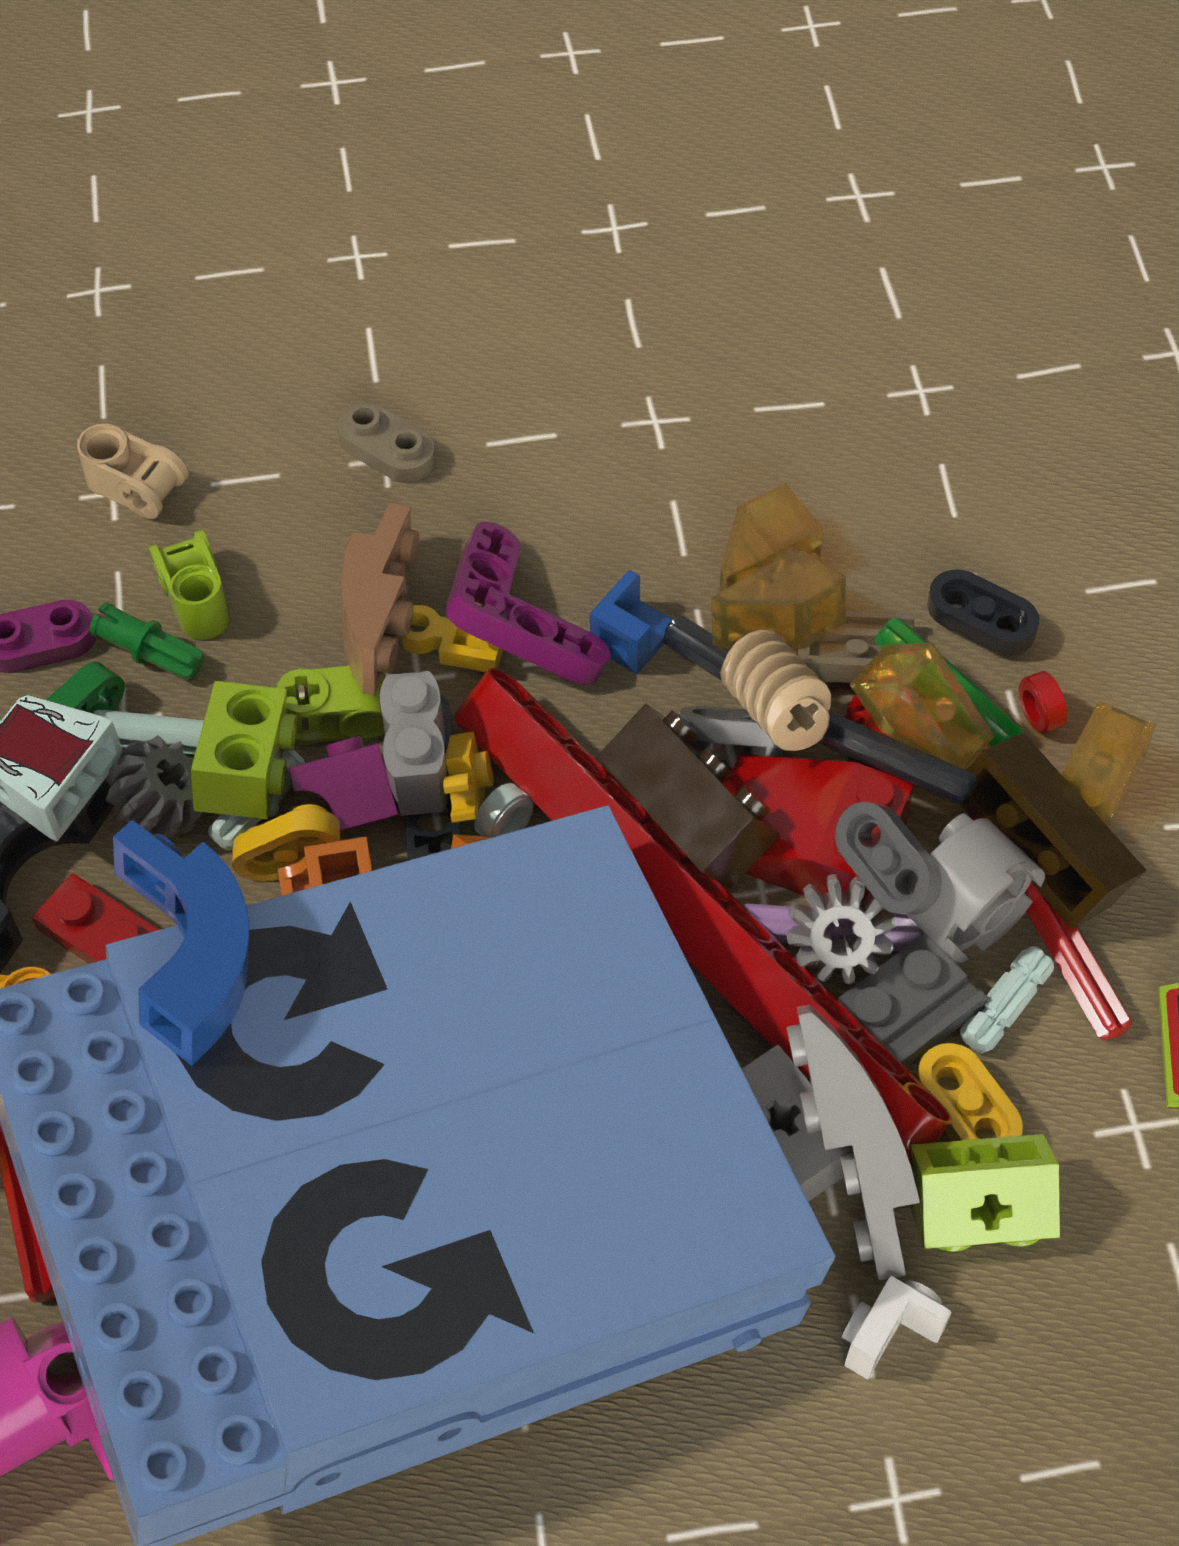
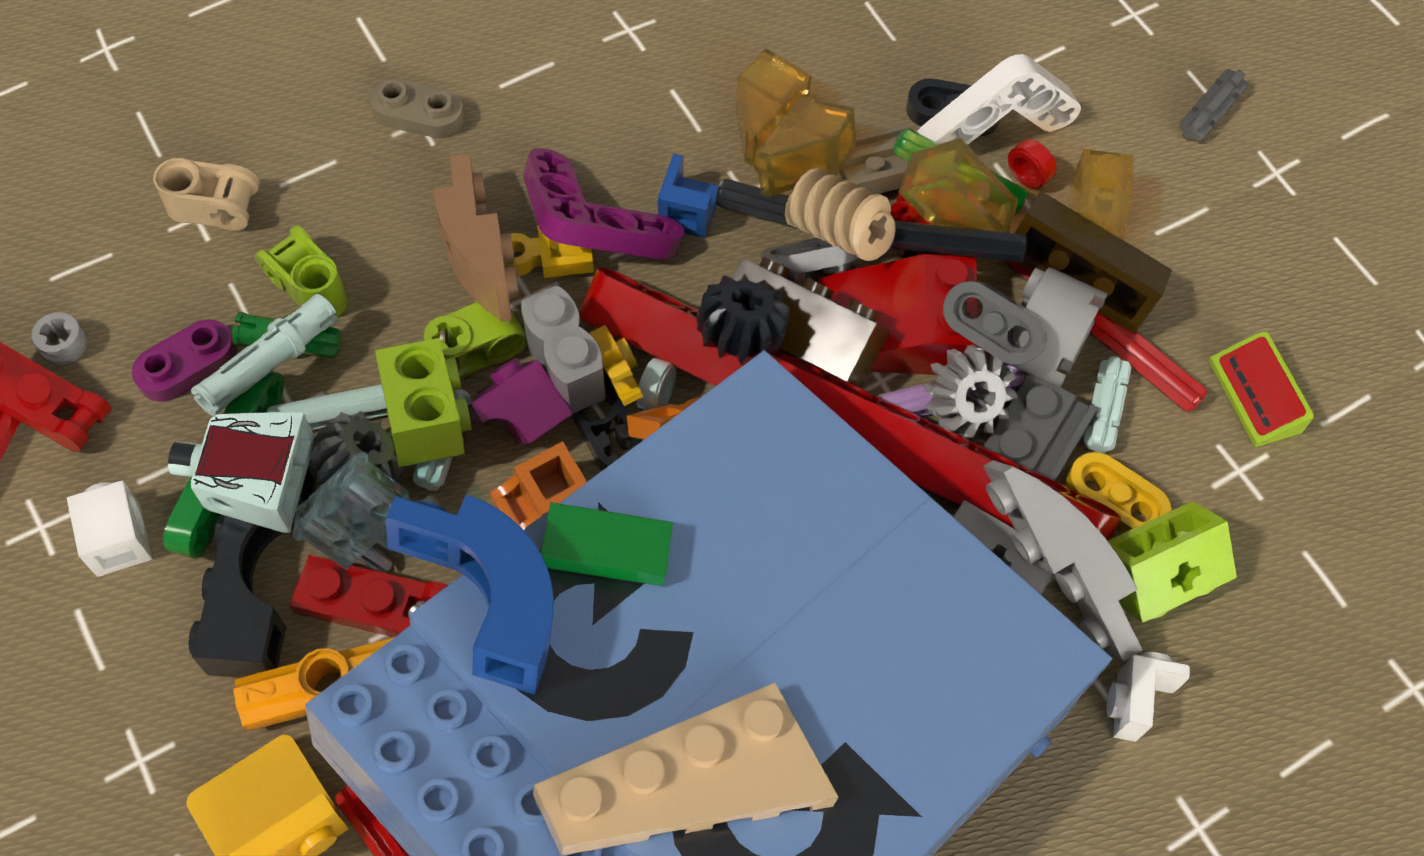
camera: 25 degrees left, 5 degrees up
(90, 839) = (350, 514): none -> clear light blue piece
(122, 648) = (282, 340): none -> light aqua pin
(282, 841) = (487, 466): yellow plate -> none
(321, 1199) = (697, 773): none -> tan wing
(334, 944) = (606, 544): none -> green tile
(610, 766) = (742, 318): none -> black gear
(1024, 609) = (1012, 84): none -> white beam

